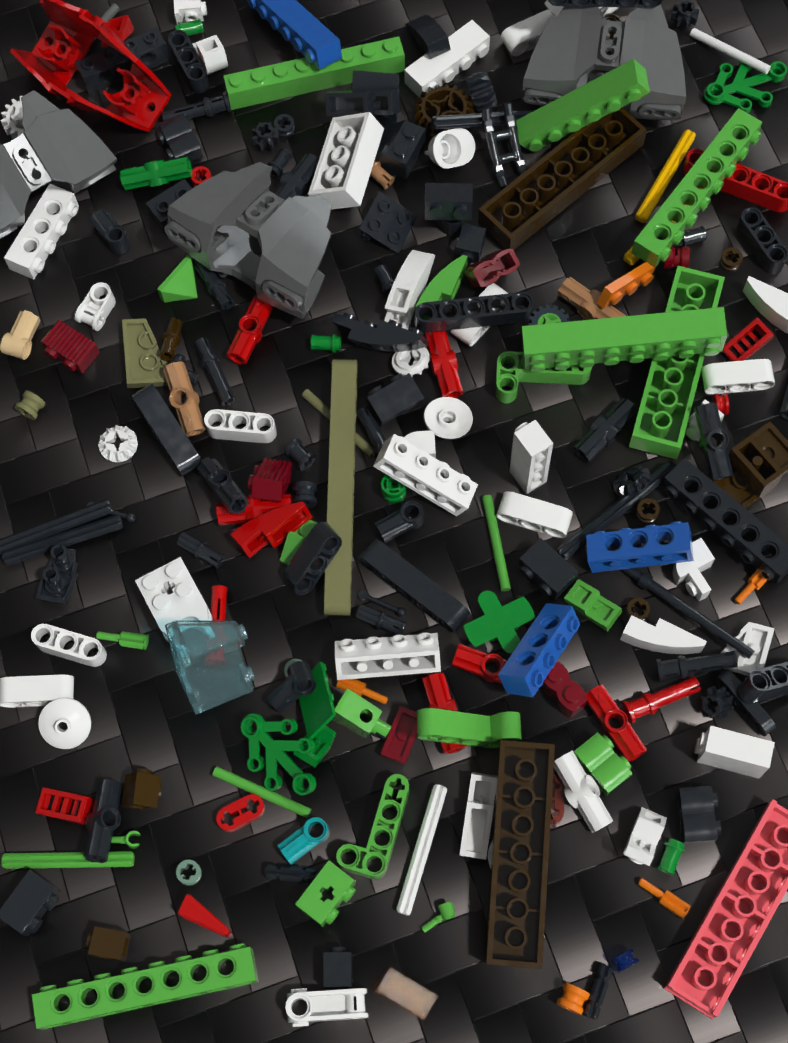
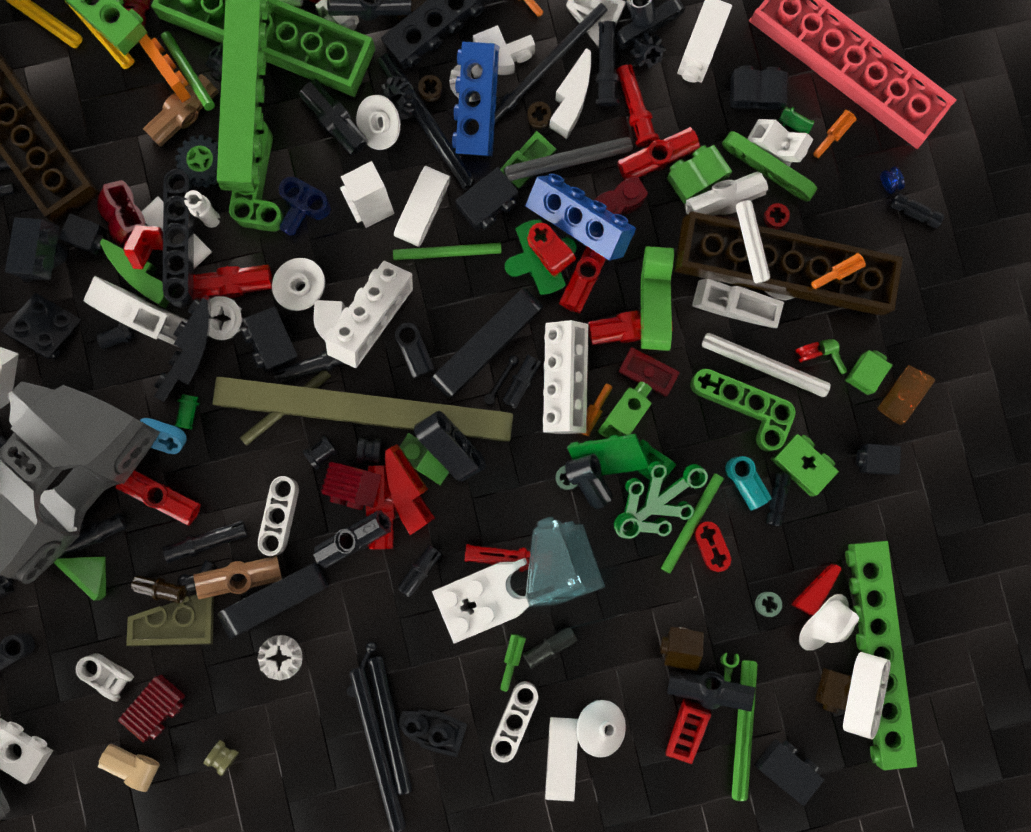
camera: 90 degrees left, 15 degrees up
(102, 968) = (866, 695): none -> white beam
(137, 670) = (550, 647): none -> pearl dark grey axle
(172, 930) = (829, 624): none -> white piece
(302, 329) = (167, 433): none -> dark azure beam
(326, 1005) = (913, 475): white piece -> none
(392, 493) = (377, 355): green wheel -> none
(425, 951) = (869, 371): none -> bright green brick
(438, 889) = (808, 352): none -> red bush
(463, 283) = (141, 243): none -> red bracket
(501, 326) = (201, 208): none -> white pin
(502, 628) = (553, 252): none -> red piece
(517, 901) = (841, 270): none -> orange axle
(521, 411) = (301, 204): none -> clear blue beam
(532, 806) = (752, 241): none -> white axle
(565, 840) = (782, 211): none -> red bush
(573, 998) = (924, 234): orange wheel -> none
(597, 638) = (568, 159): none -> dark grey axle
(606, 466) = (378, 121): none -> white dish
(620, 833) = (769, 166): none -> bright green beam
(630, 302) = (188, 71): none -> bright green bar

